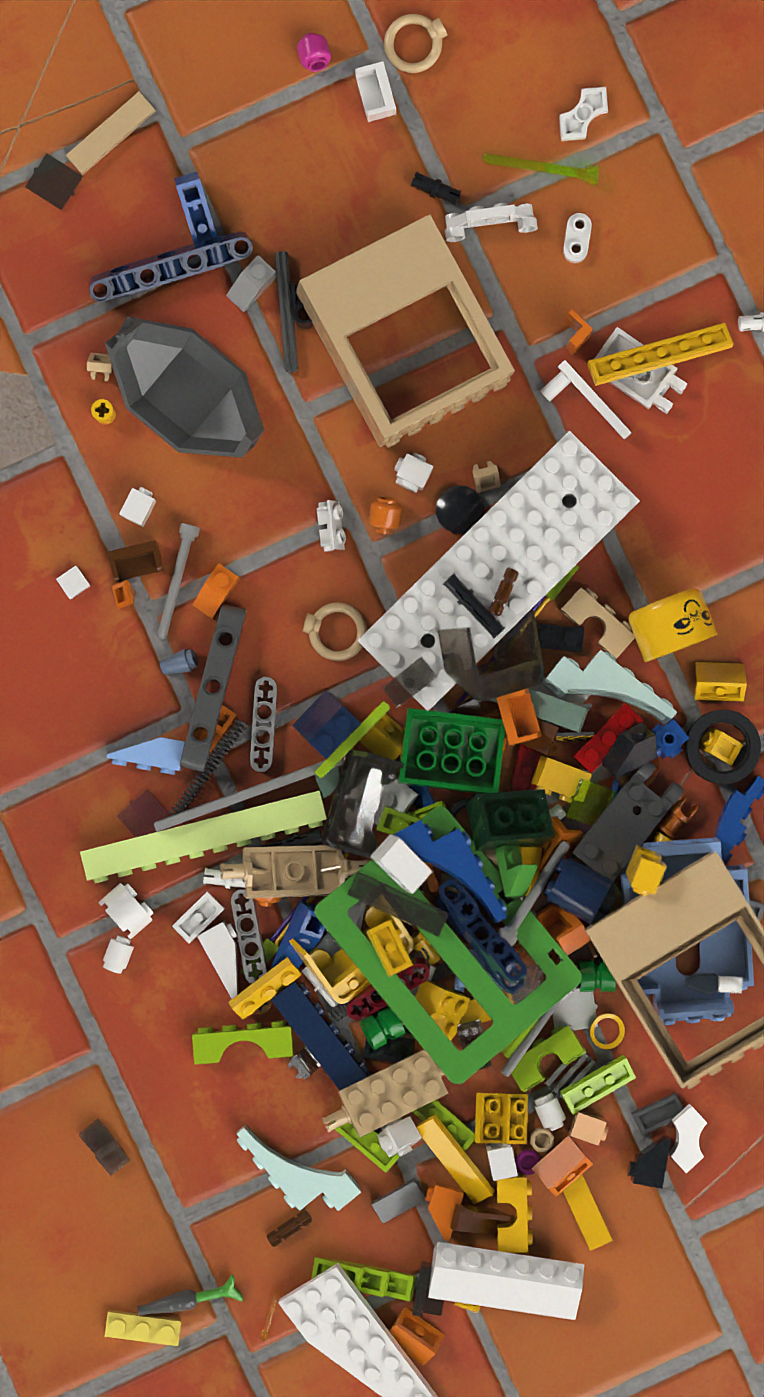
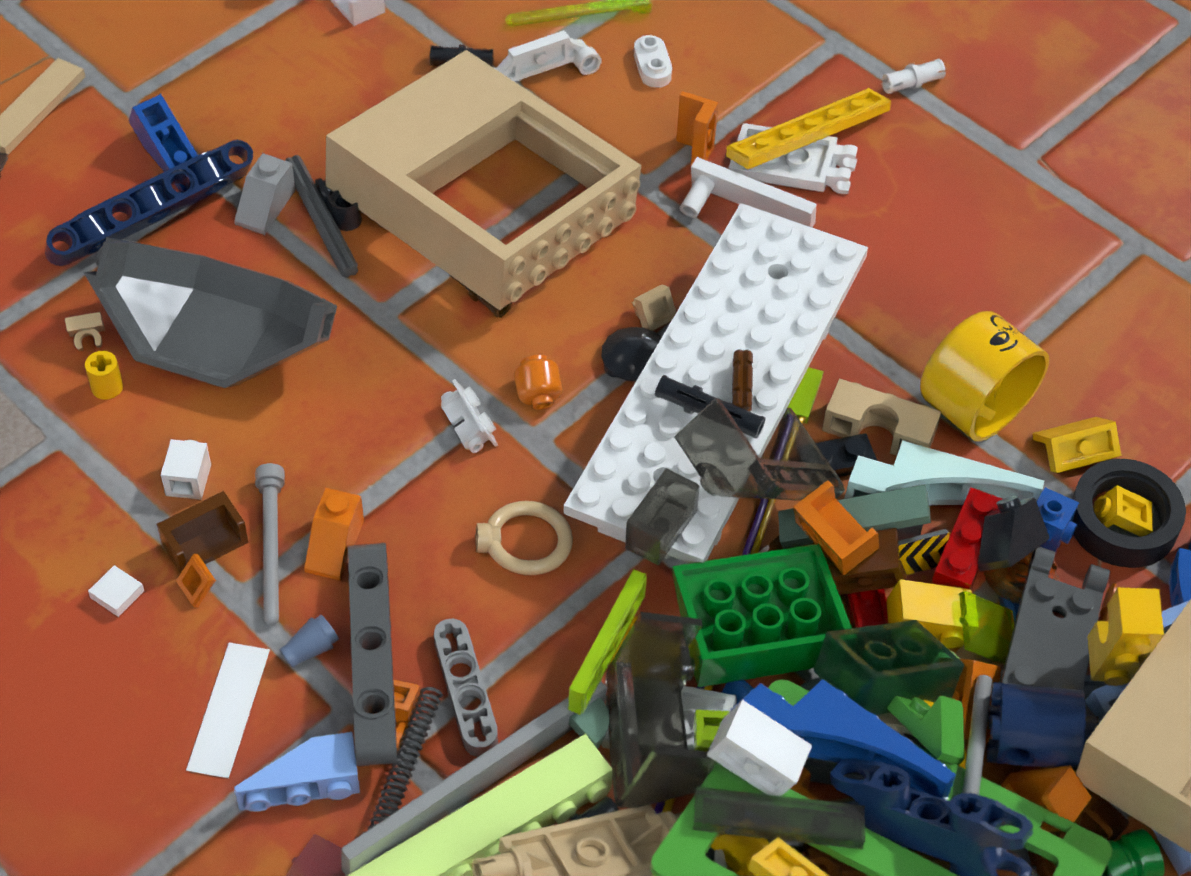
camera: 25 degrees left, 35 degrees down
(120, 688) = (228, 710): none -> white sticker
(326, 724) = (561, 642): dark blue slope -> none
(413, 472) = (556, 327): white brick -> none

